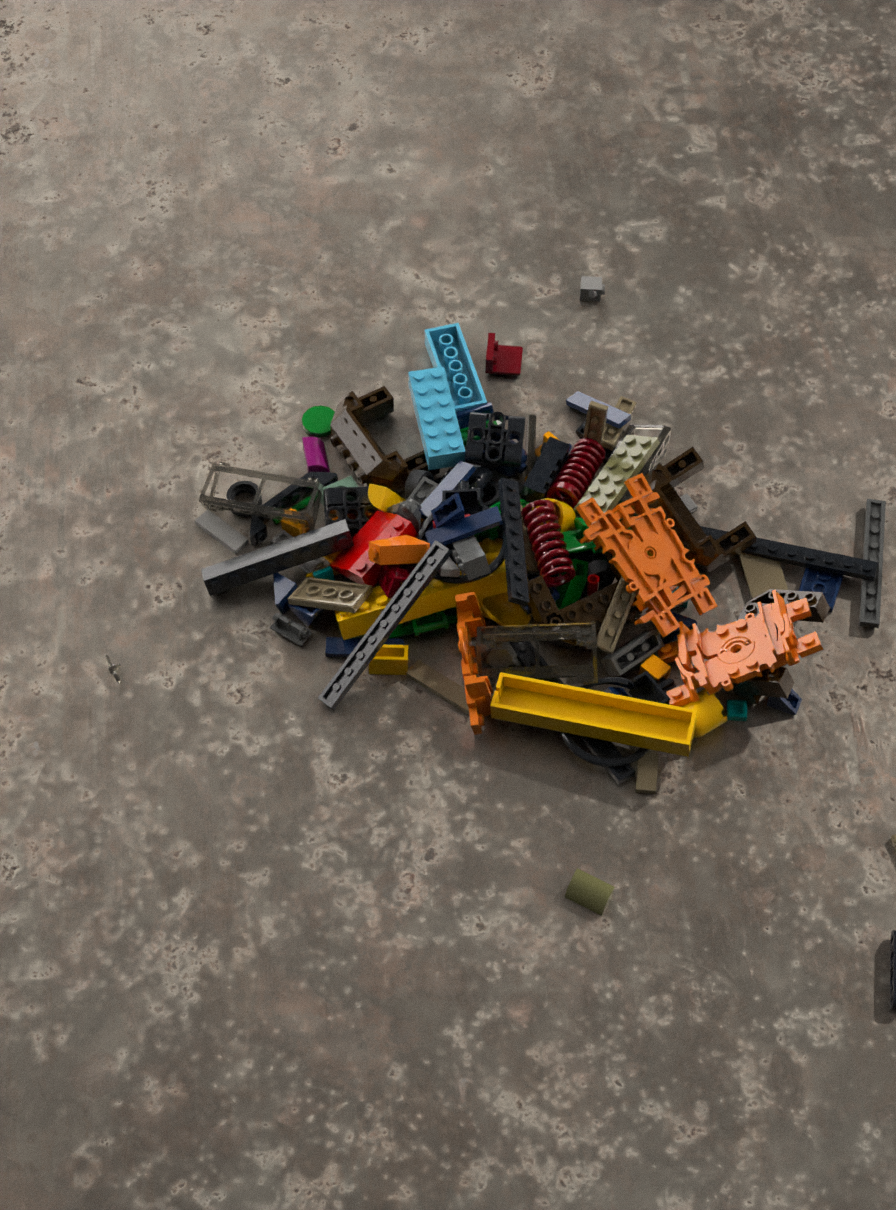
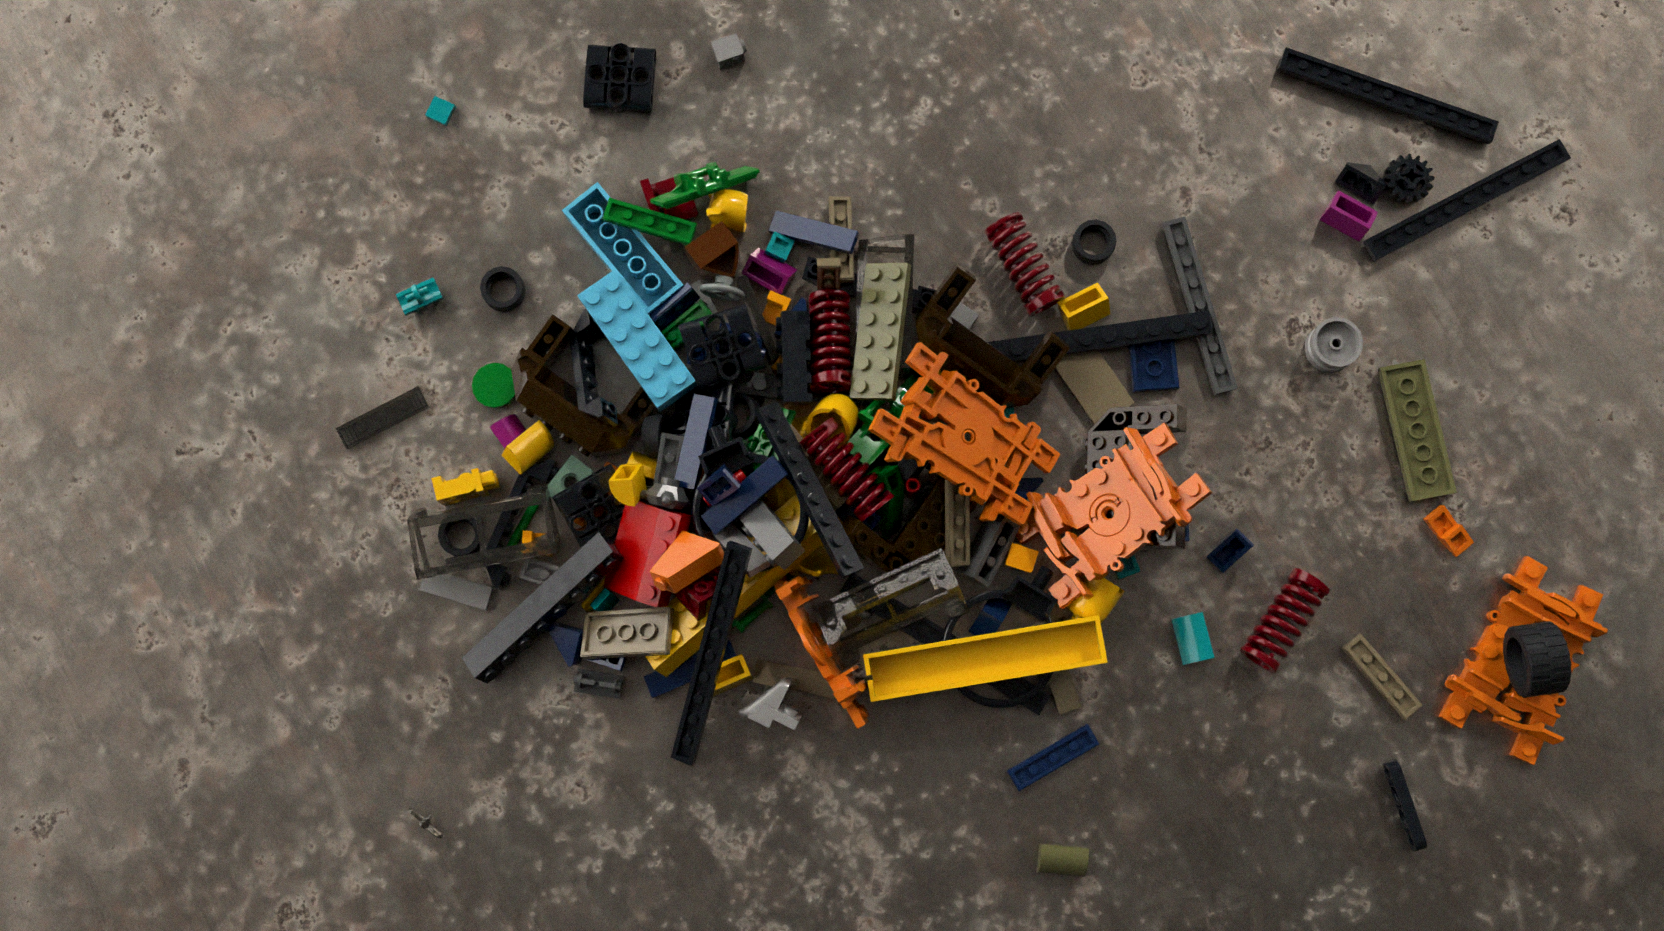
camera: 25 degrees left, 25 degrees up
(230, 411) = (382, 417): none -> clear smoke tile
(264, 462) = (465, 487): none -> yellow hips
(297, 348) = (419, 296): none -> teal hips
(323, 457) = (529, 447): none -> yellow brick
(361, 376) = (493, 274): none -> black tyre
(372, 255) = (440, 111): none -> teal tile
(385, 433) = (586, 384): none -> black slope
(414, 687) = (770, 707): none -> light grey piece
(483, 356) = (649, 221): none -> green tile
(506, 277) = (598, 63): none -> black connector
(519, 395) = (718, 259): none -> reddish brown piece
(525, 345) = (692, 184): none -> green piece
(544, 373) = (728, 207): none -> yellow piece
(552, 422) = (768, 271): none -> magenta brick
(568, 412) = (779, 247): none -> teal plate
(616, 819) = (1053, 757): none -> dark blue tile
(747, 484) = (999, 232): none -> dark red piece
(768, 779) = (1192, 638): none -> teal brick
(782, 529) = (1084, 307): none -> yellow brick
(807, 504) = (1104, 228): none -> black tyre
(827, 729) = (1230, 550): none -> dark blue slope
(838, 801) = (1295, 579): none -> dark red piece

